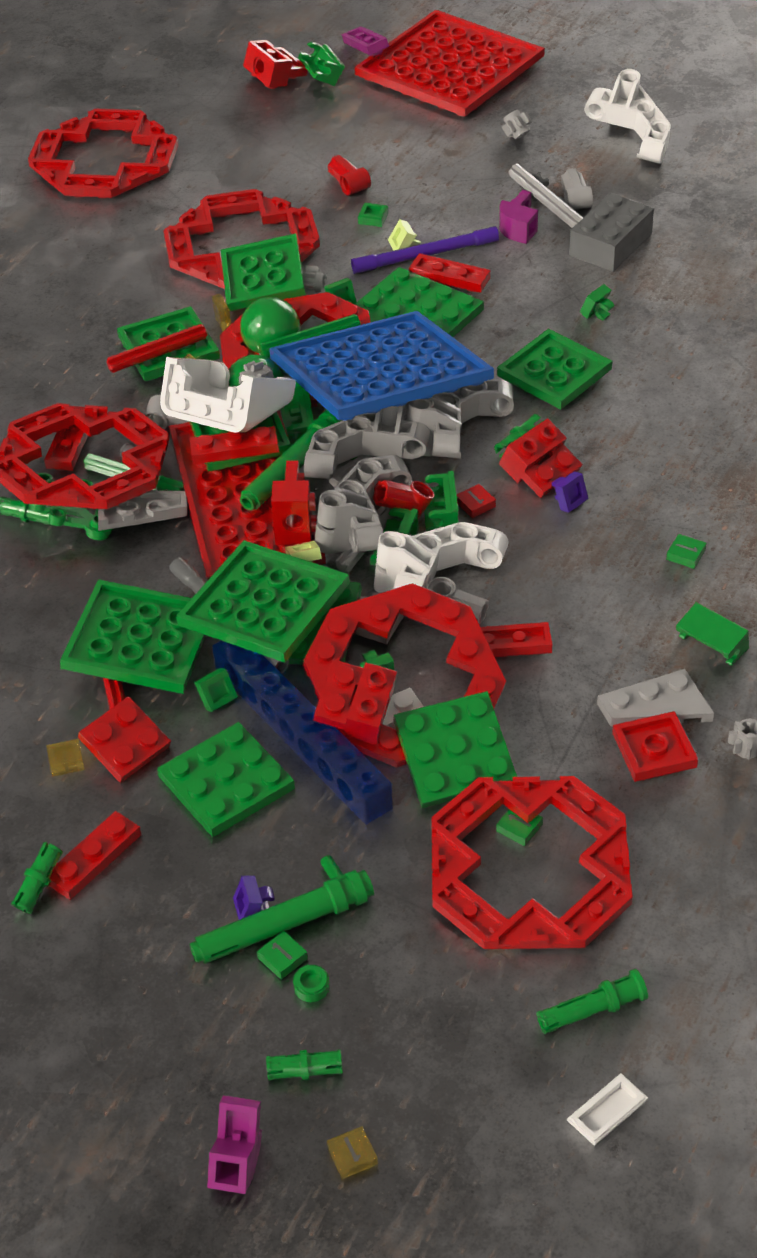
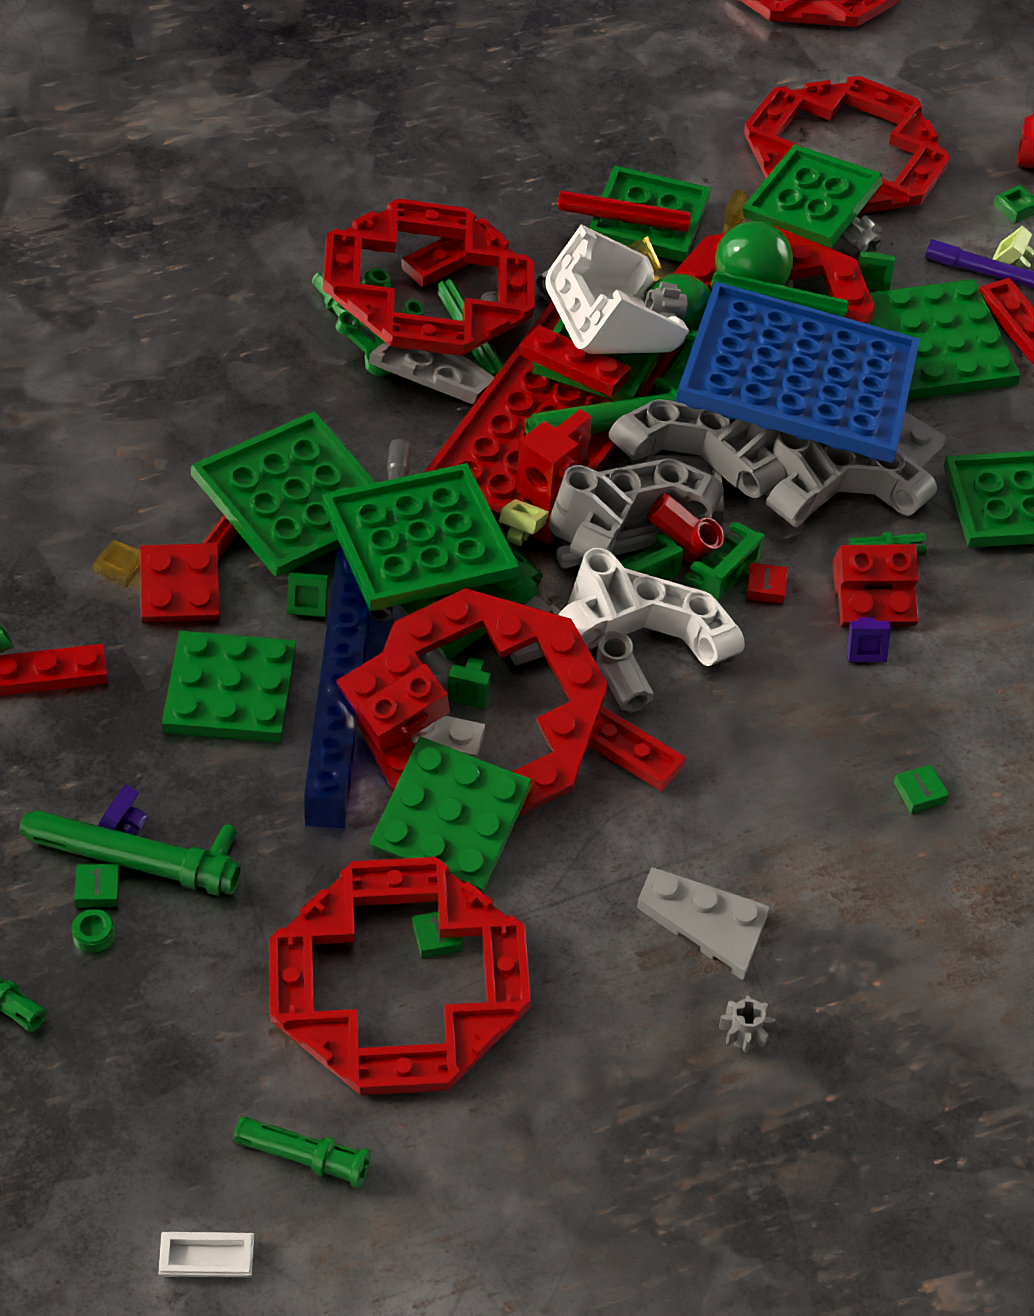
camera: 35 degrees right, 5 degrees up
(654, 746) = (647, 959): red plate -> none
(714, 632) = (837, 893): green hinge -> none

